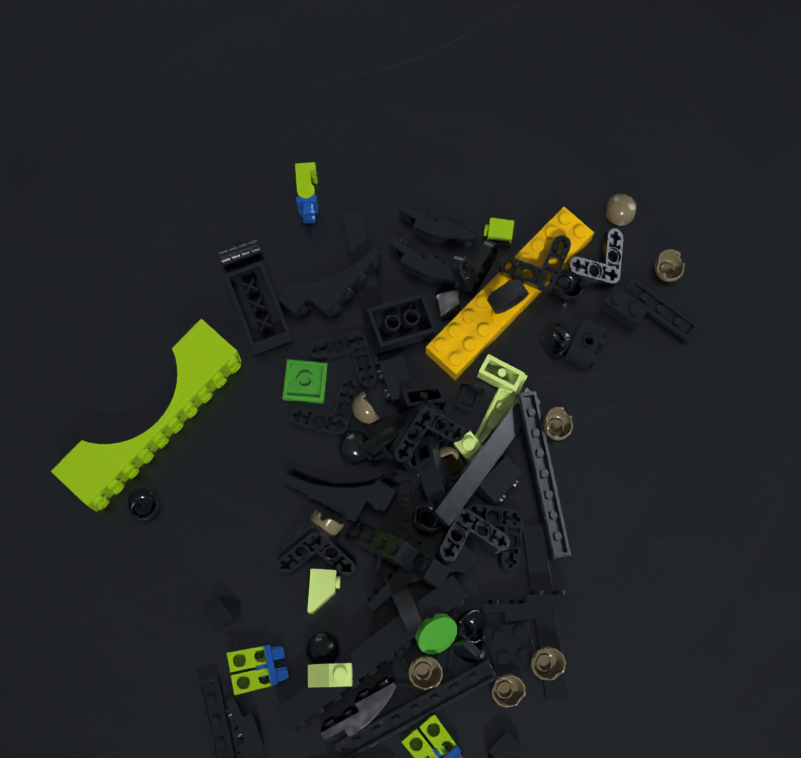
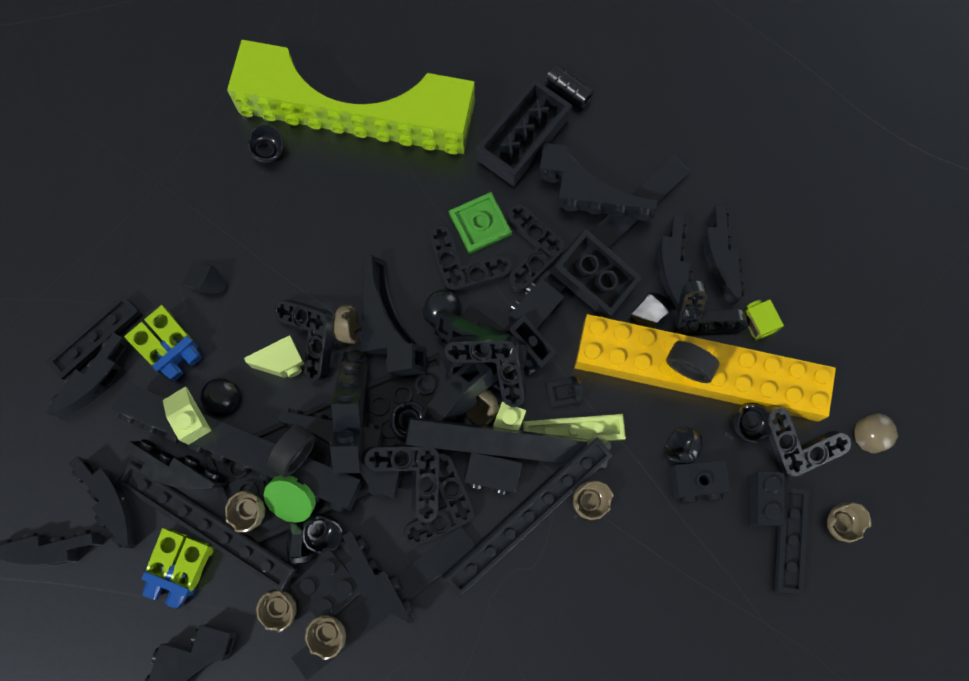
camera: 60 degrees right, 0 degrees up
(307, 200) = (674, 103): hips -> none
(363, 409) = (485, 293): dark tan hair -> none
(500, 374) = (607, 407): yellowish green slope -> none
(538, 273) = (742, 384): black beam -> none

